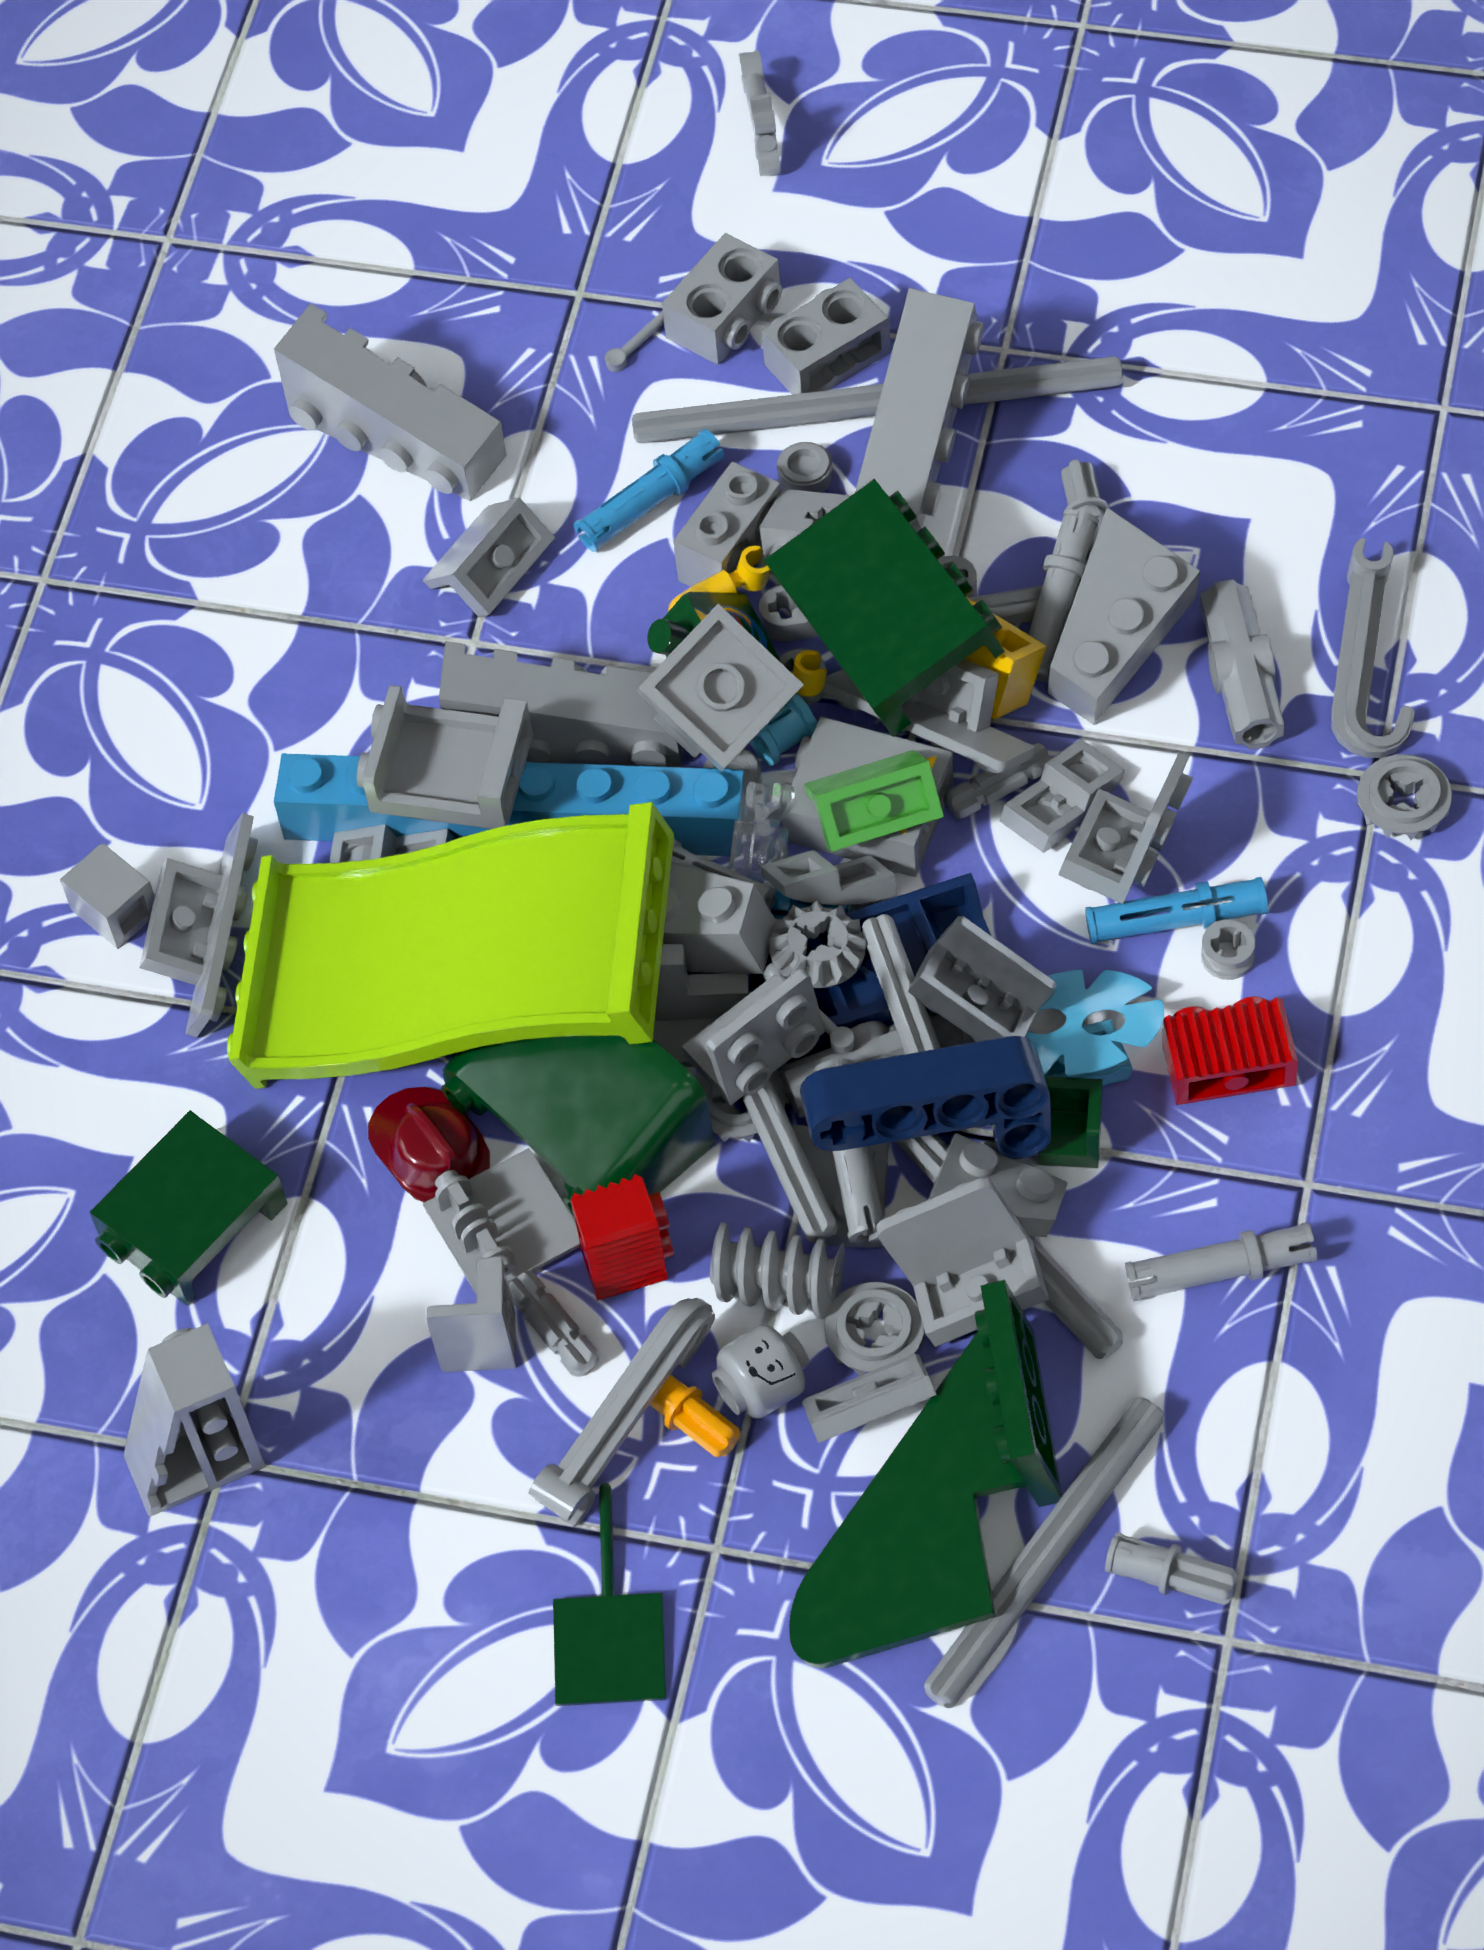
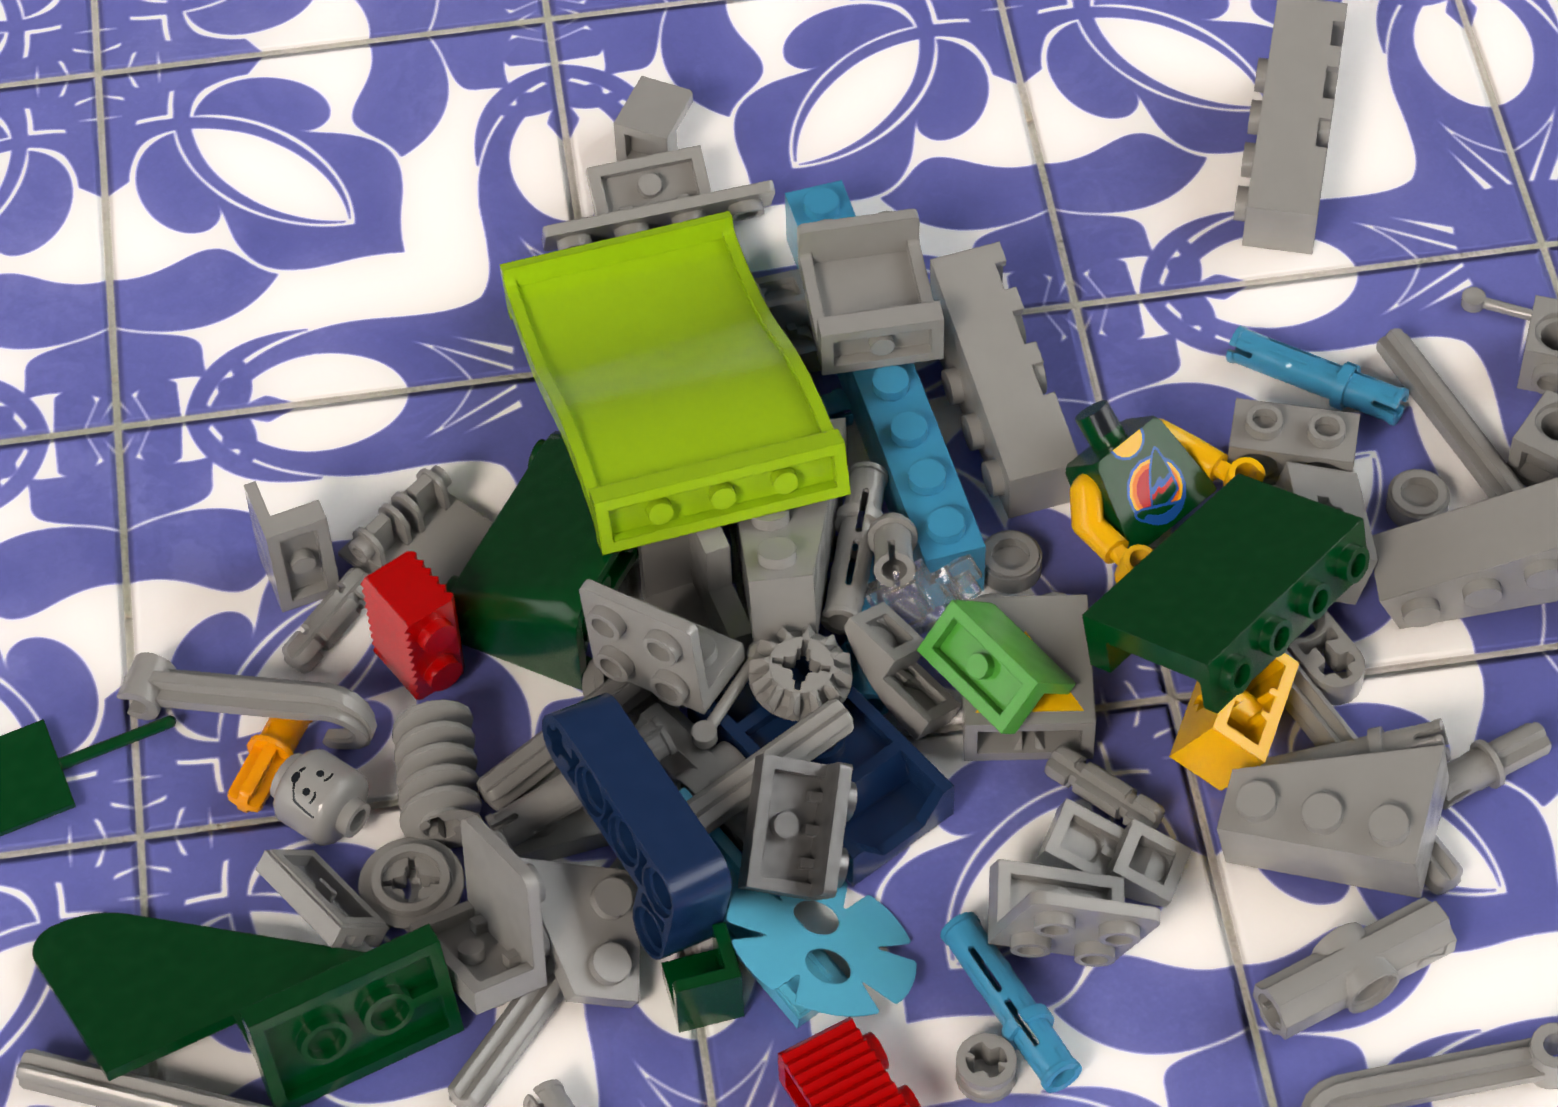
camera: 65 degrees right, 5 degrees down
(184, 1206) = (350, 294): dark green panel -> none
(187, 1423) = (110, 364): light grey wedge -> none
(423, 1137) = (491, 456): dark red piece -> none
(492, 555) = (1171, 278): light grey panel -> none
(711, 834) = (893, 541): none -> light grey pin
(718, 689) = (1045, 477): light grey panel -> none
(784, 730) = (1072, 574): medium azure bush -> none
(951, 715) = (1138, 716): light grey bracket -> none

